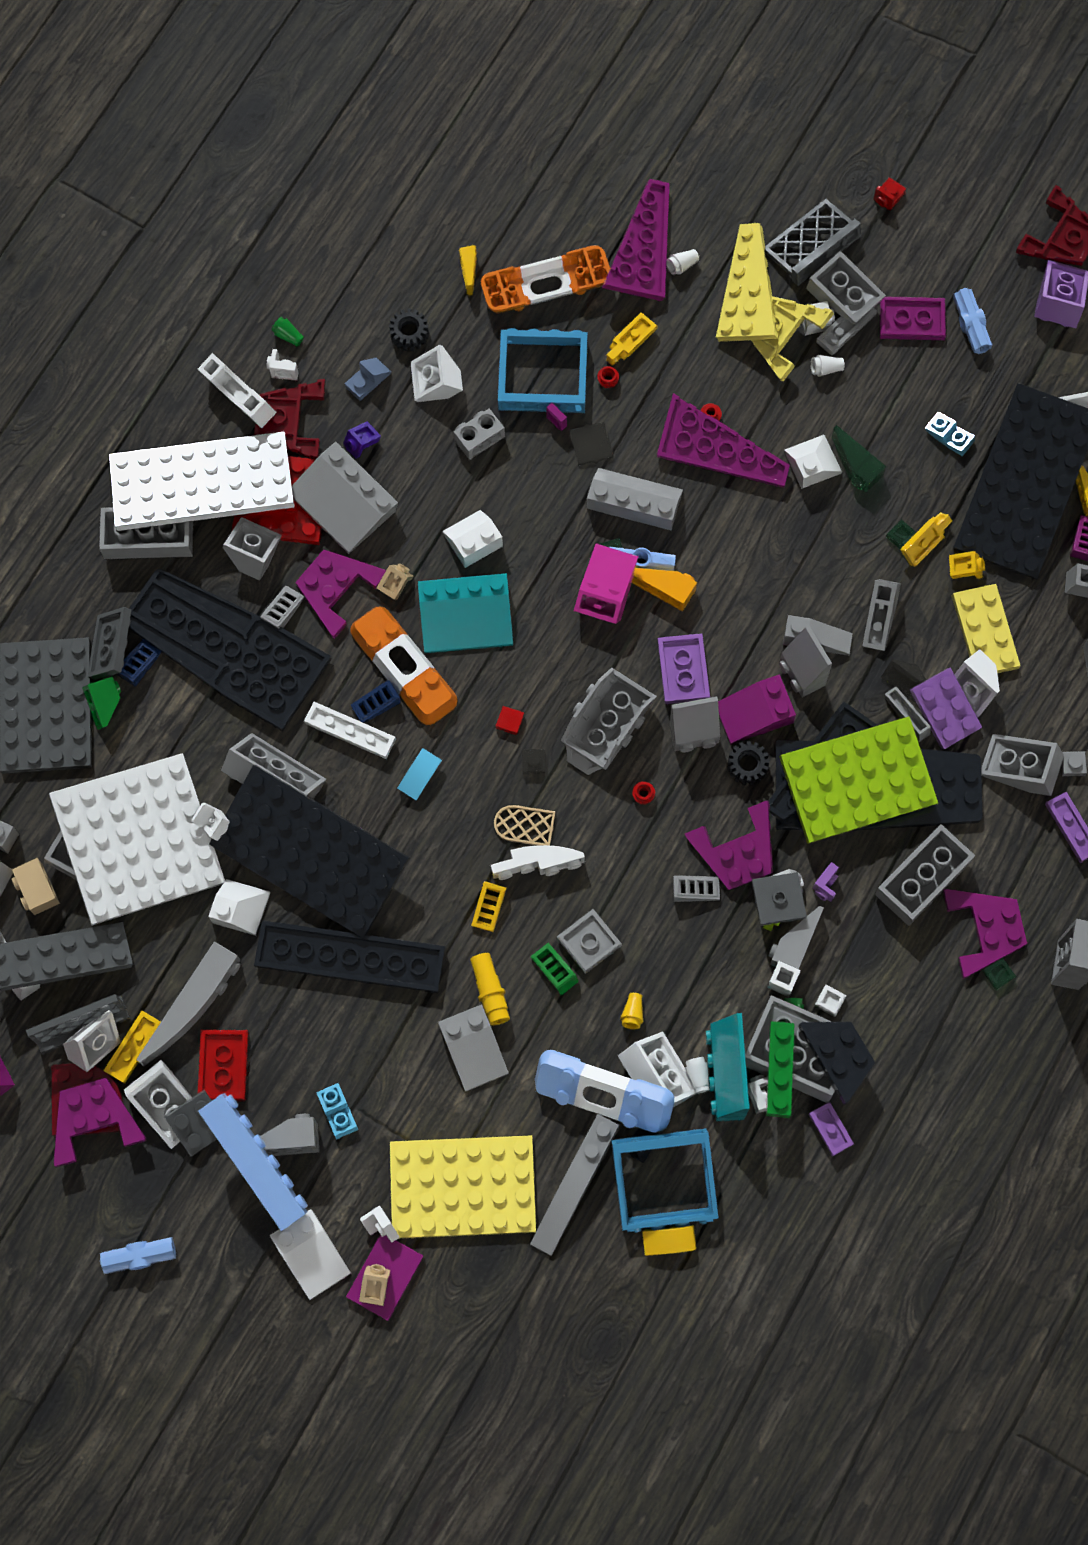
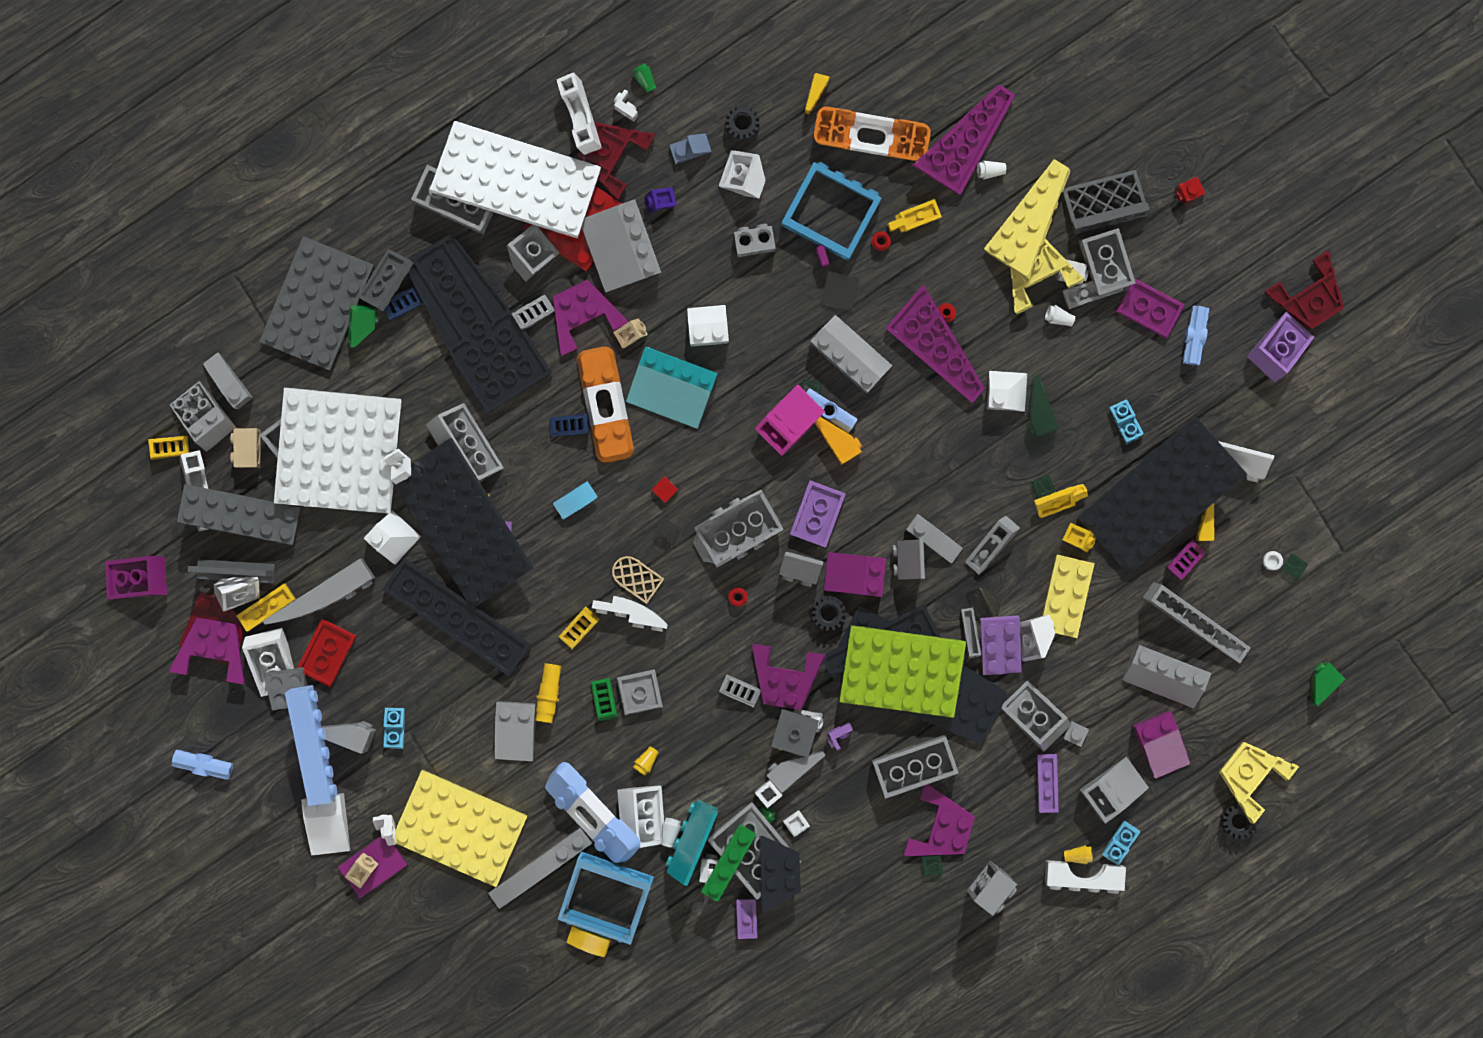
camera: 30 degrees right, 15 degrees up
(350, 730) = (538, 438): white plate -> none

